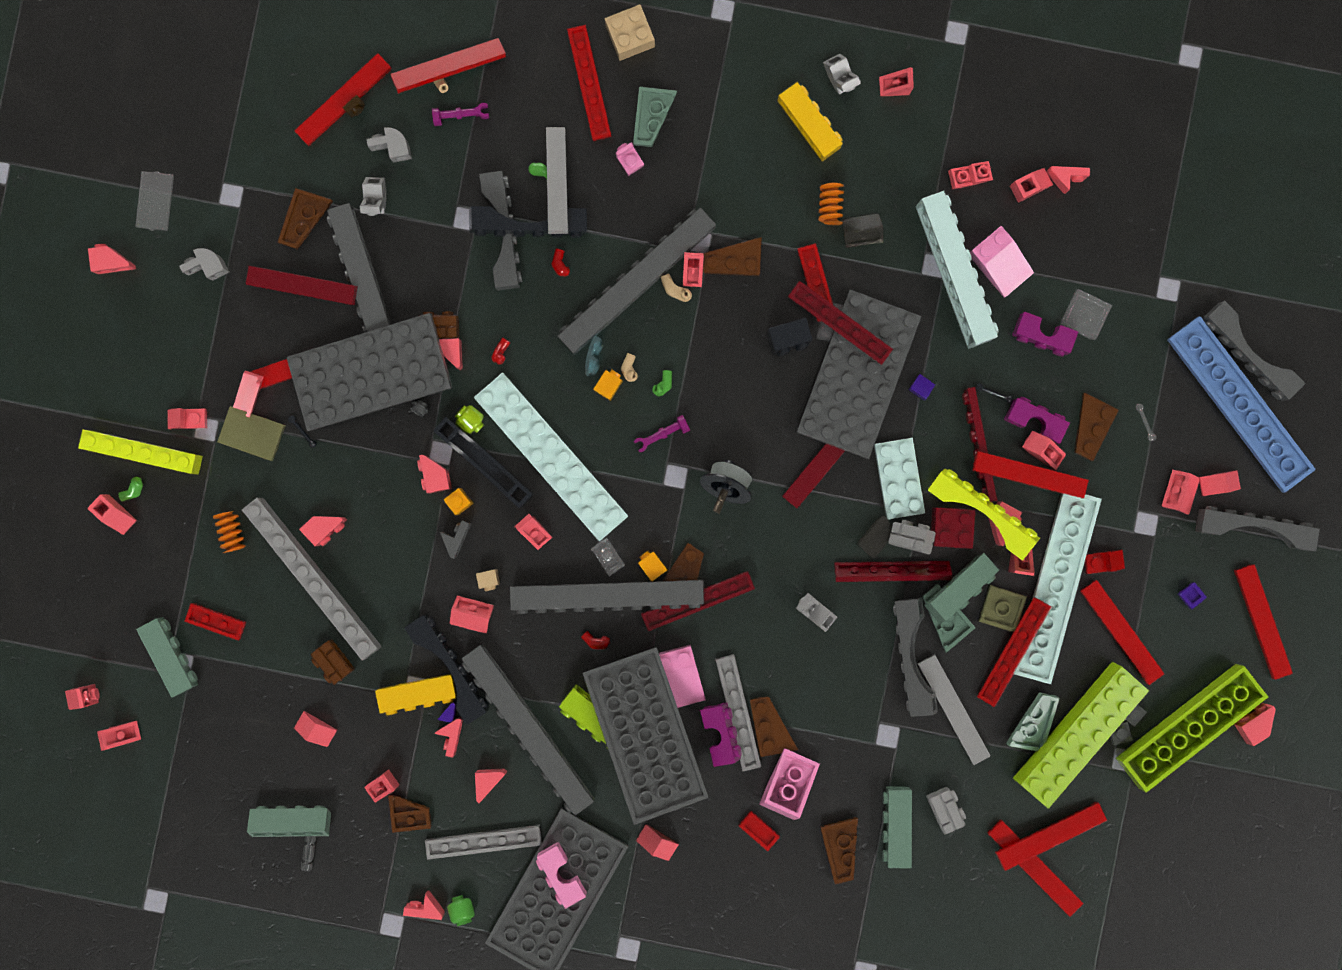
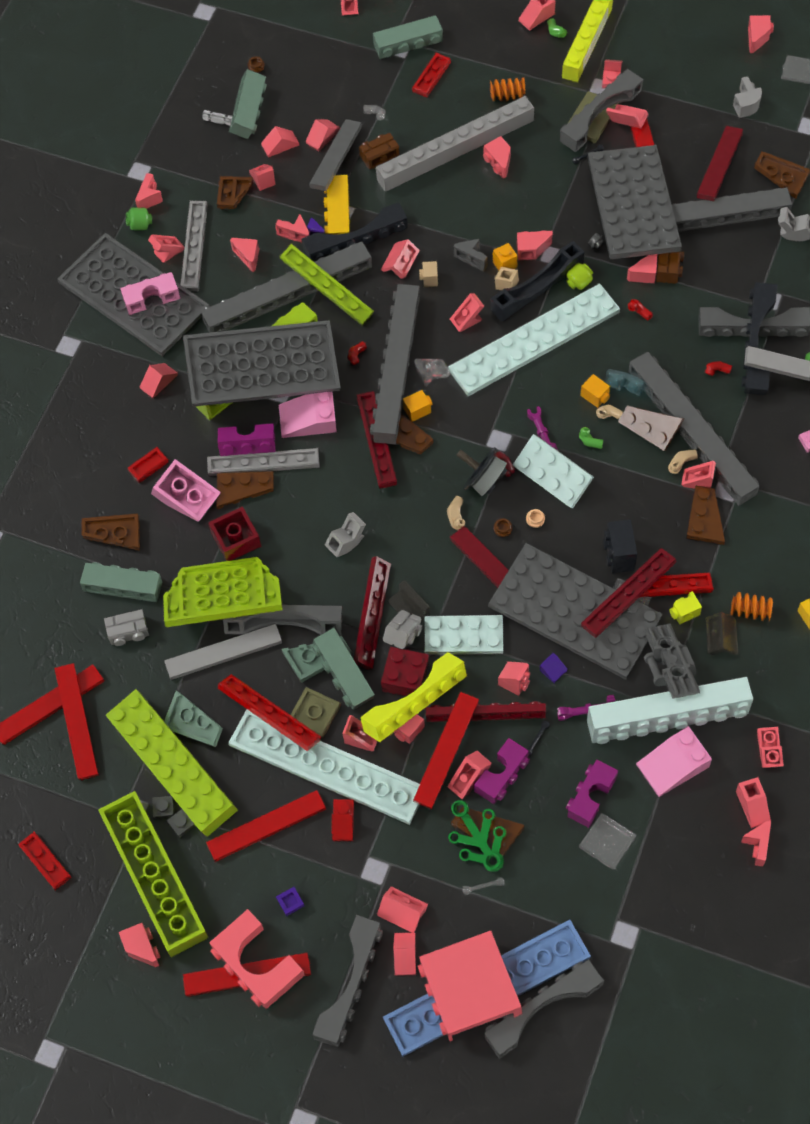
camera: 100 degrees right, 25 degrees down
(215, 402) = (623, 89): none -> dark grey arch
(228, 824) = (256, 64): none -> reddish brown plate
(274, 674) = (375, 109): none -> clear arm
(332, 775) = (279, 141): none -> coral slope
(348, 708) = (335, 155): none -> dark grey tile
(479, 496) = (506, 278): none -> tan plate
(492, 872) = (165, 246): none -> coral slope
(522, 687) = (326, 284): none -> lime tile
(643, 323) = (651, 425): none -> wing
(704, 465) = (509, 466): none -> dark red arm
(710, 415) = (553, 471): none -> light aqua plate
(762, 426) = (535, 518): none -> light nougat plate
(770, 508) = (454, 515): none -> tan arm
(777, 457) = (502, 527): none -> reddish brown plate
(831, 724) = (234, 534): none -> dark red brick
(841, 267) = (686, 608): none -> neon yellow brick
(900, 723) = (221, 592): none -> lime plate
(908, 267) = (680, 665): none -> dark grey piece
(943, 421) = (514, 677): none -> coral slope
(960, 348) = (568, 712): none -> magenta piece
(1107, 433) = (479, 838): none -> green plant
(1188, 832) = (44, 861): none -> red tile
(1253, 418) = (469, 984): none -> coral panel
(1280, 604) = (264, 987): none -> coral arch

